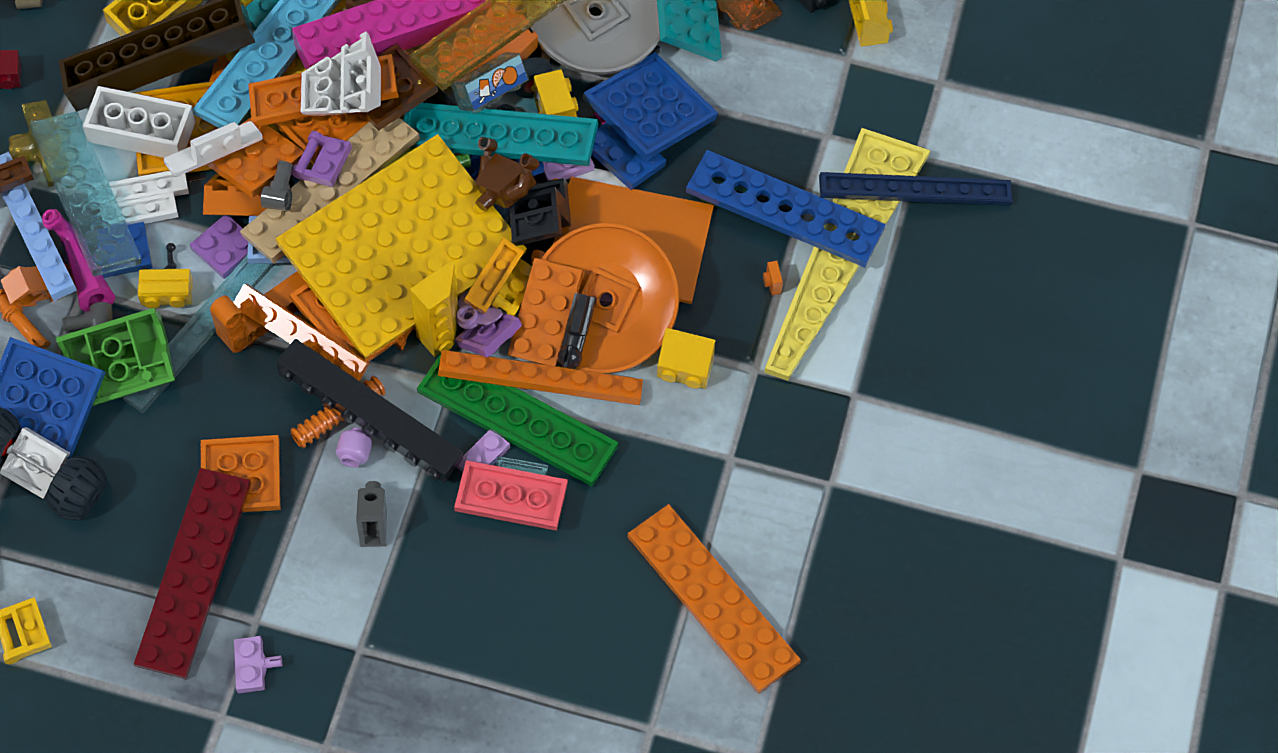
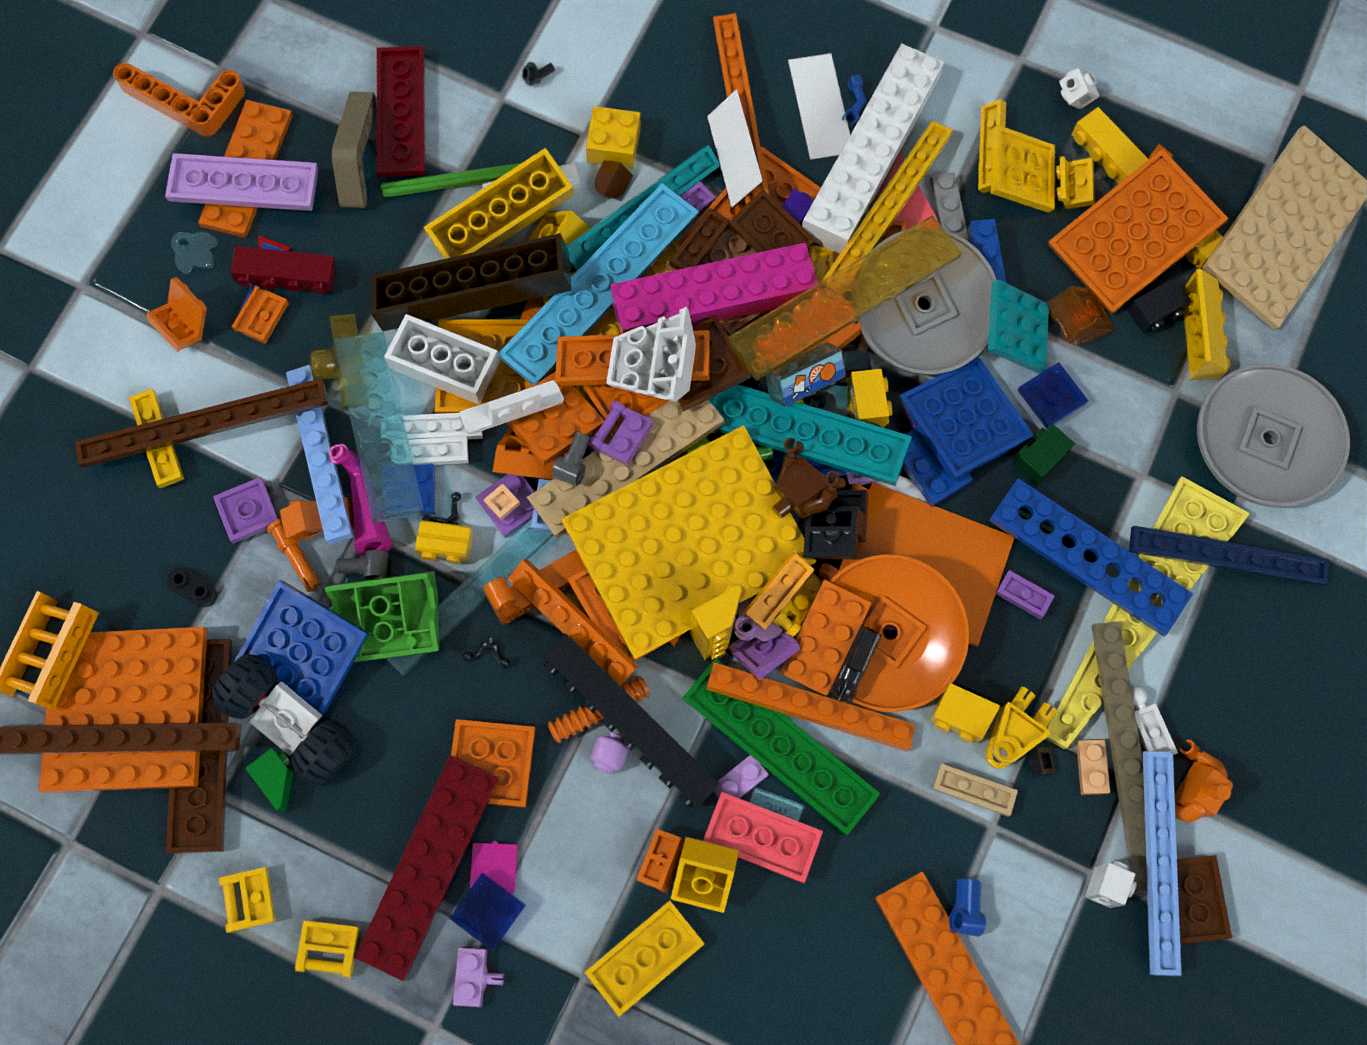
camera: 10 degrees right, 10 degrees up
(29, 518) = (273, 777): none -> green slope
(106, 651) = (327, 938): none -> yellow plate
(216, 241) = (501, 502): none -> light nougat plate
(240, 385) = (504, 662): none -> black piece
(257, 567) = (497, 862): none -> dark pink piece
(257, 602) = (487, 911): none -> clear blue plate
(372, 508) = (617, 840): dark grey torso -> none
(414, 620) = (644, 958): none -> yellow plate
(418, 532) = (661, 861): none -> orange hinge
(460, 533) = (704, 874): none -> yellow brick
(707, 427) = (974, 790): none -> tan plate
(715, 533) = (967, 916): none -> blue piece
(730, 127) = (1044, 453): none -> dark green brick
(730, 252) = (1025, 594): none -> medium lavender plate
(731, 76) = (1052, 395): none -> clear blue plate
(740, 367) = (1017, 731): none -> yellow piece
(767, 392) = (1041, 761): none -> black plate
(772, 278) = (1066, 632): orange plate -> none
(816, 392) = (1092, 767): none -> light nougat plate
(845, 375) = (1123, 742): none -> dark tan plate
(845, 483) = (1111, 884): none -> white brick
(864, 347) = (1150, 724): none -> white plate
(889, 457) = (1161, 863): none -> light blue plate
(917, 392) = (1203, 786): none -> orange torso
(928, 488) = (1201, 901): none -> reddish brown plate
(946, 52) = (1300, 416): none -> light grey dish

